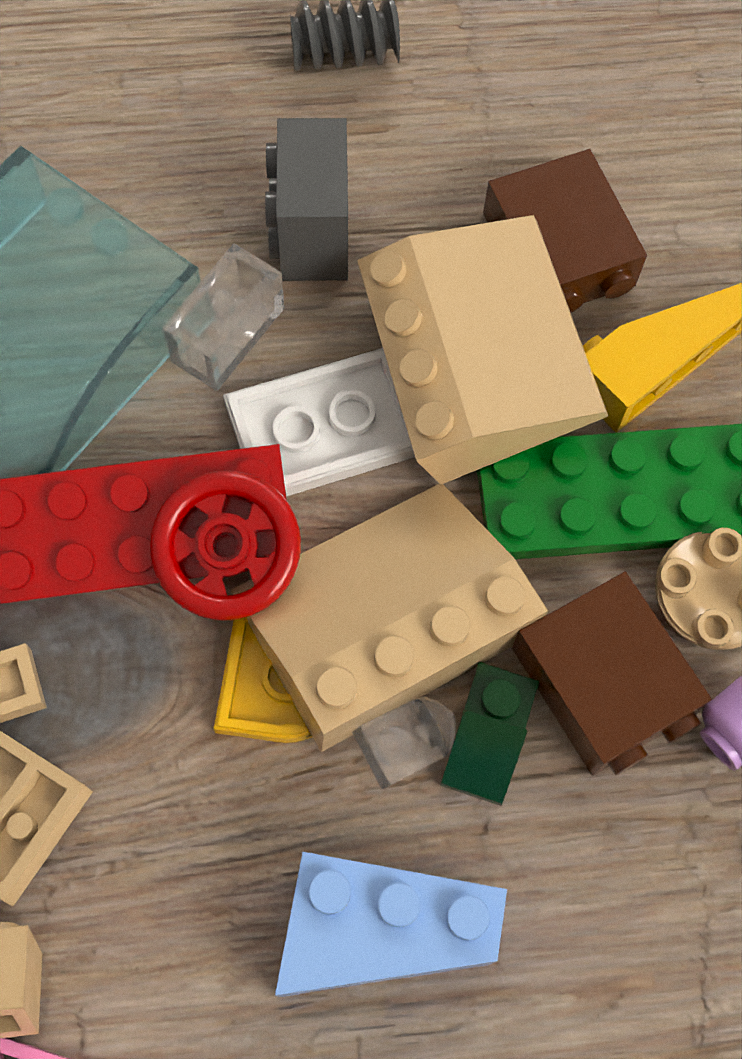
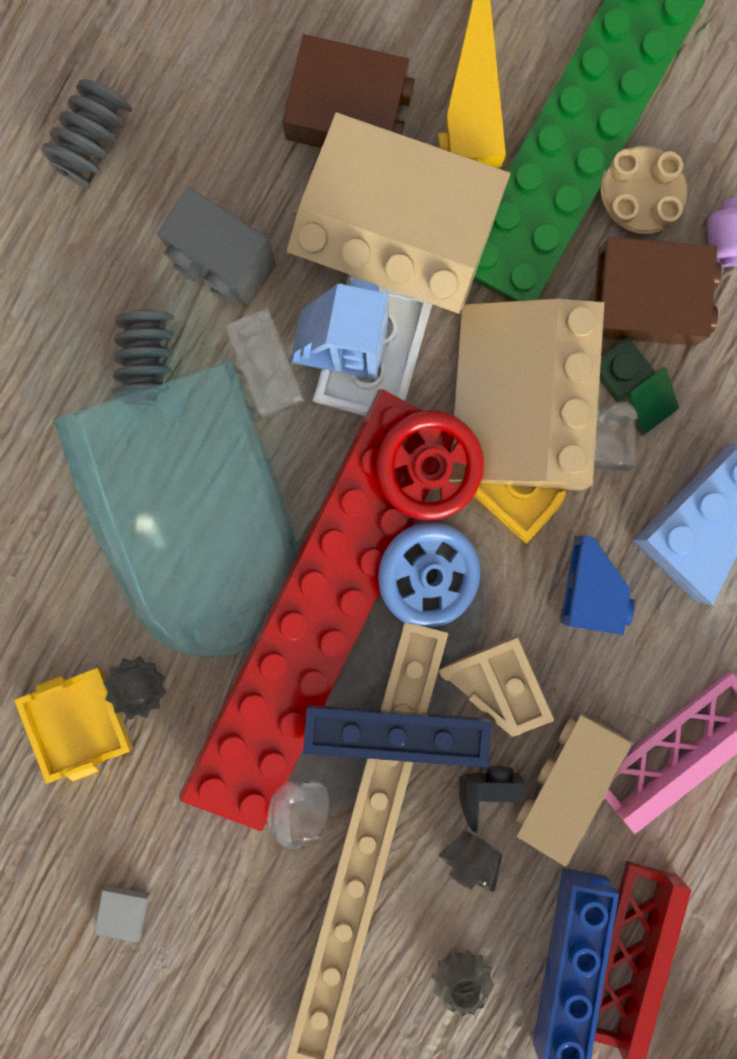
camera: 50 degrees left, 20 degrees up
(144, 668) = (395, 566): none -> medium blue plate
(164, 196) = (141, 350): none -> dark grey piece
(203, 847) = (595, 591): none -> blue slope
(310, 356) = (343, 330): none -> light blue wedge

